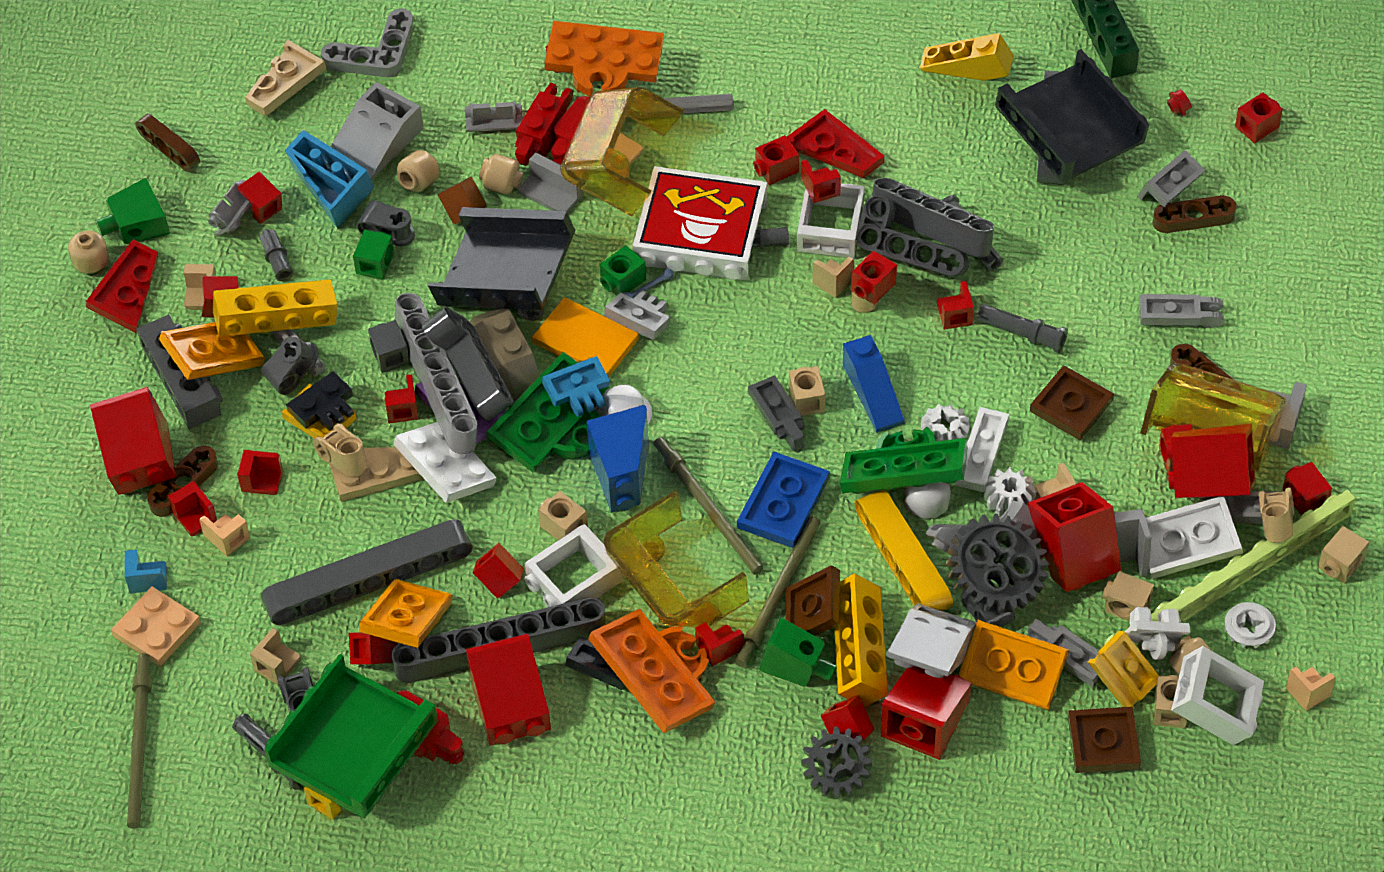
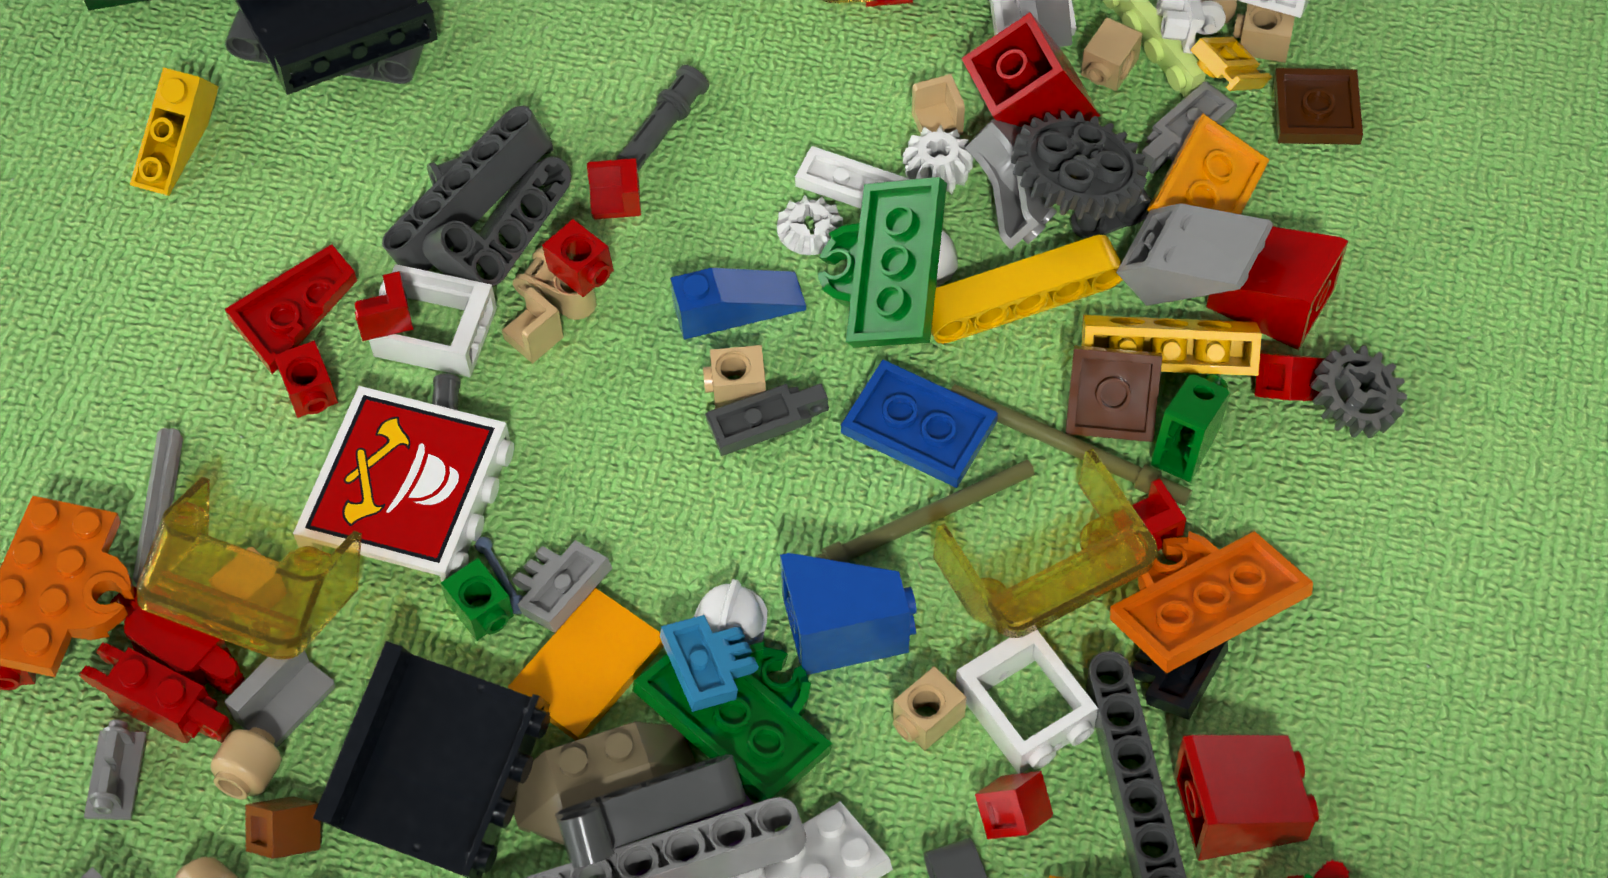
camera: 85 degrees left, 5 degrees up
(1071, 402) = (796, 80): reddish brown plate -> none

